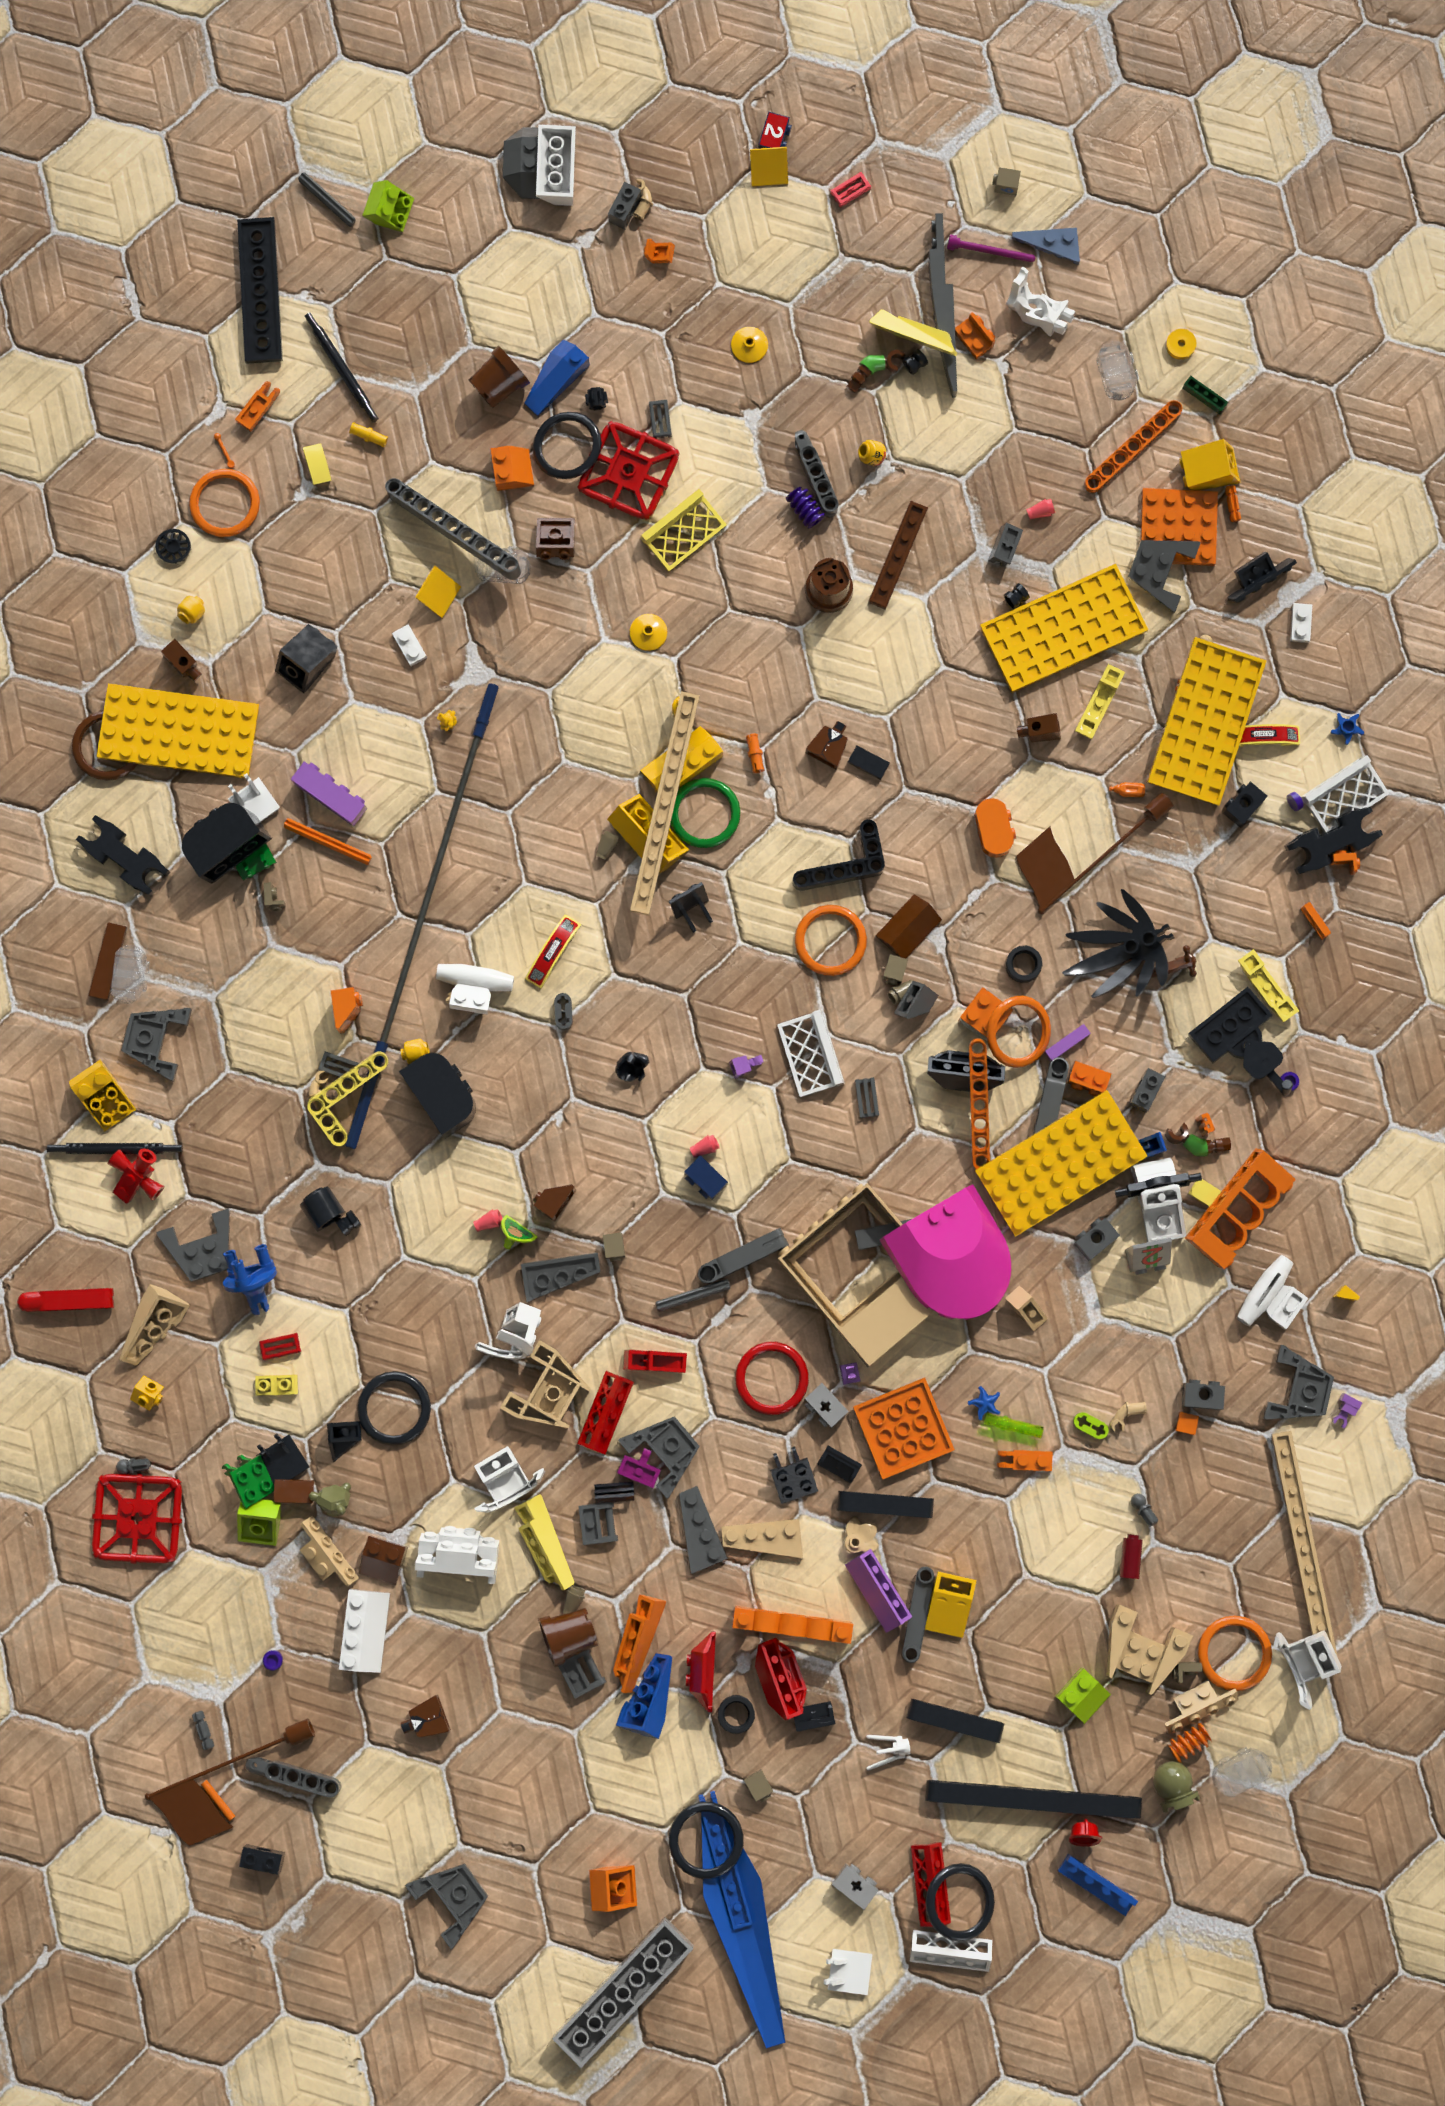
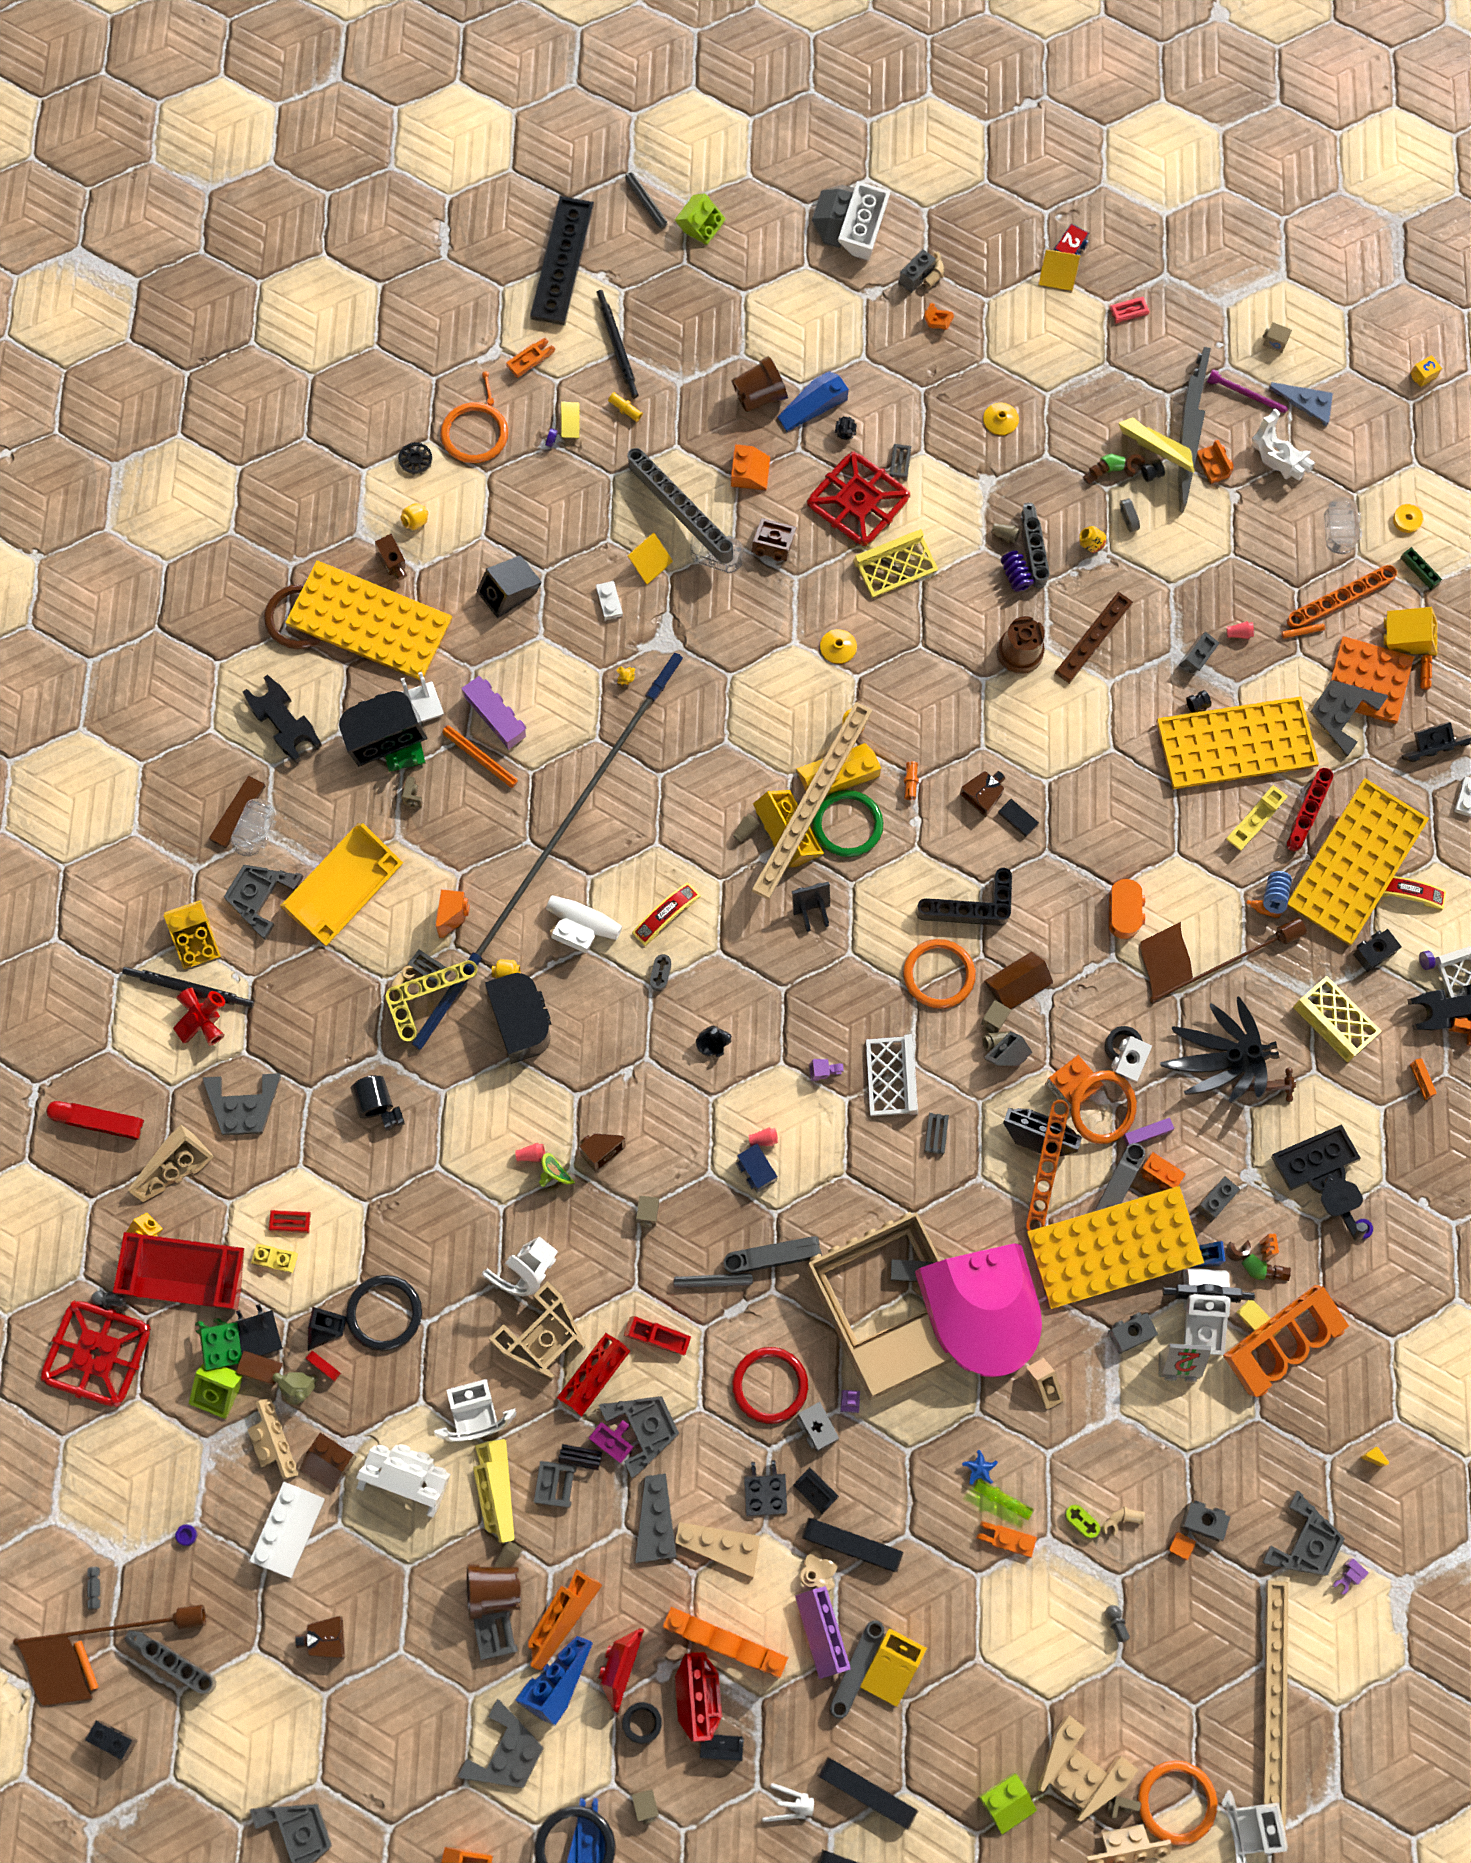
camera: 10 degrees right, 10 degrees down
(192, 1422) = (179, 1271): none -> red slope
(231, 1006) = (341, 884): none -> yellow slope
(250, 1279) = (281, 1146): blue piece -> none
(303, 488) = (551, 438): none -> dark purple tile
(352, 1473) = (323, 1365): none -> red beam
(552, 1274) = (578, 1222): dark grey wing -> none
(587, 465) = (807, 436): black wedge -> none
(628, 1776) = (513, 1757): none -> dark grey wing
(784, 467) = (1006, 532): none -> dark tan cone
(903, 416) = (1129, 515): none -> dark grey beam
(903, 1428) = (890, 1472): orange plate -> none
(1041, 969) = (1140, 1052): none -> white brick
(1048, 730) = (1194, 827): reddish brown torso -> none
(1103, 492) = (1304, 630): none -> orange piece
(1131, 1557) = (1092, 1669): dark red brick -> none
(1136, 772) = (1277, 892): none -> medium blue piece
(1144, 708) = (1310, 801): none -> red piece
(1165, 178) = (1425, 371): none -> yellow brick
(1214, 896) = (1337, 1040): none -> light yellow fence
(1267, 987) = (1360, 1130): light yellow slope -> none
(1272, 1296) = (1297, 1436): white plate -> none

